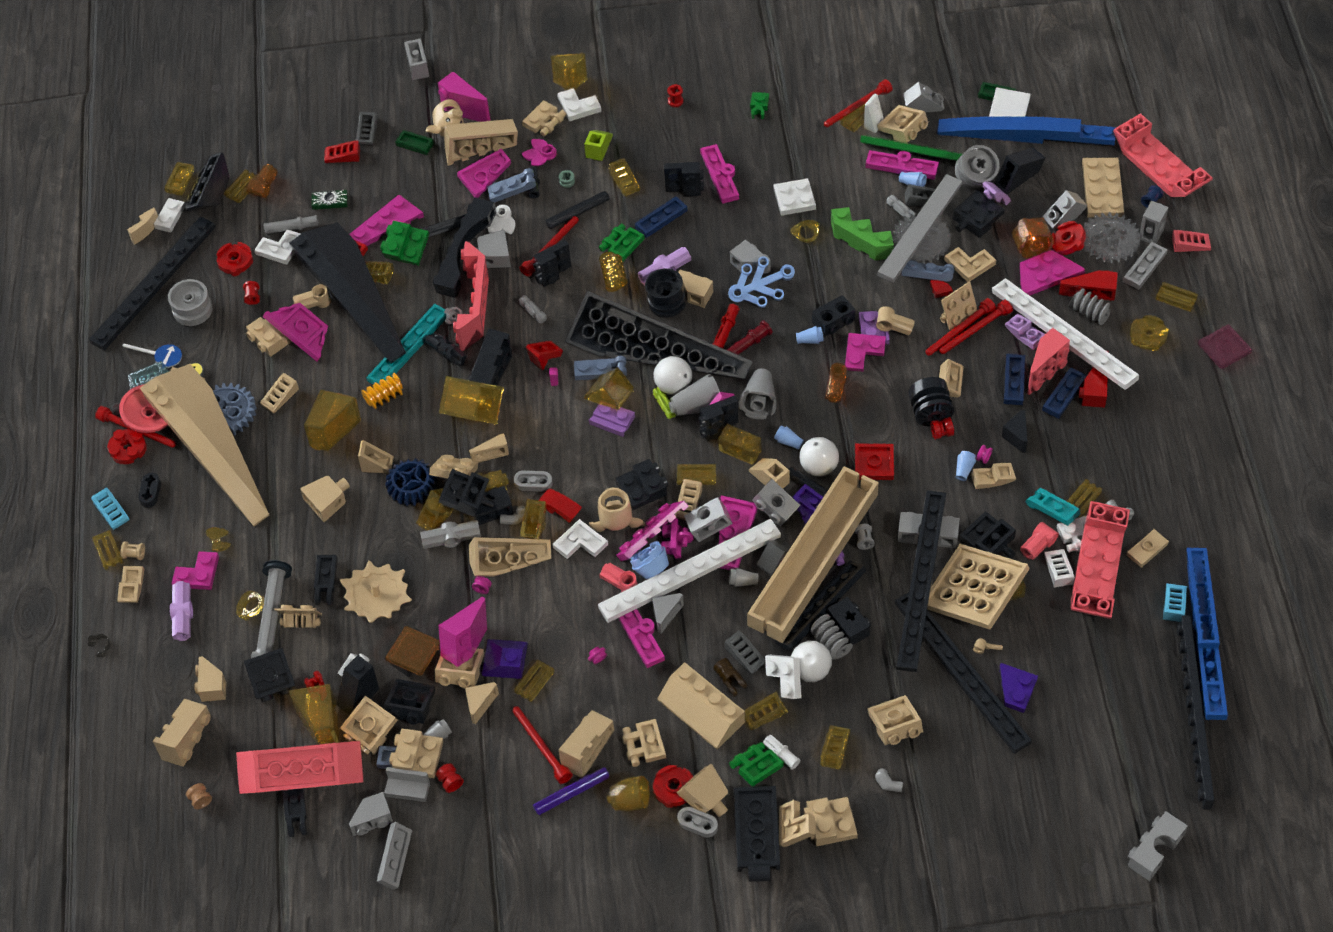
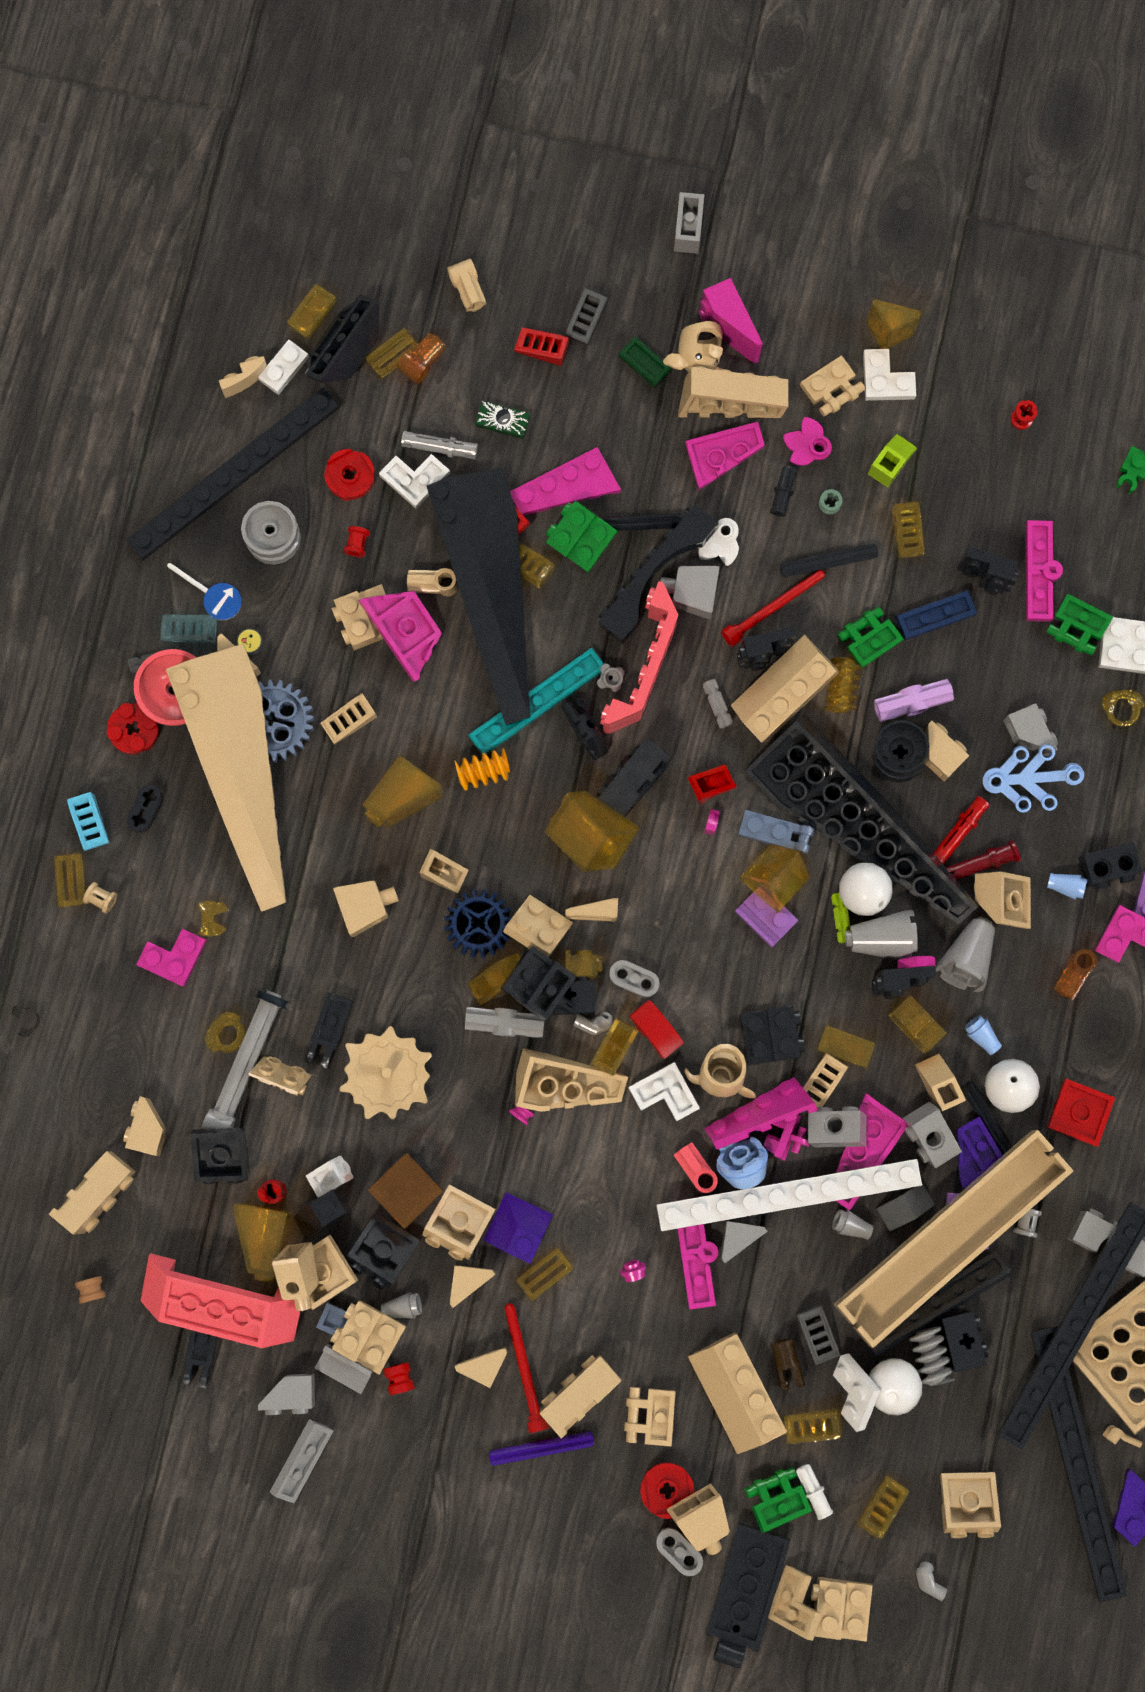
camera: 15 degrees right, 25 degrees up
(104, 414) = (117, 670): red piece -> none
(131, 584) = (85, 946): tan slope -> none
(181, 611) = (137, 1011): lavender piece -> none
(278, 132) = (464, 278): none -> tan piece
(346, 715) = (296, 1274): none -> tan torso
(463, 633) = (468, 1198): dark pink slope -> none
(508, 750) = (483, 1367): none -> tan slope
(512, 186) = (752, 491): sand blue plate -> none
(574, 281) = (784, 689): none -> tan slope
(629, 794) = (608, 1488): clear yellow helmet -> none
(757, 188) = (1082, 617): none -> green plate
(769, 353) = (1005, 898): none -> tan slope

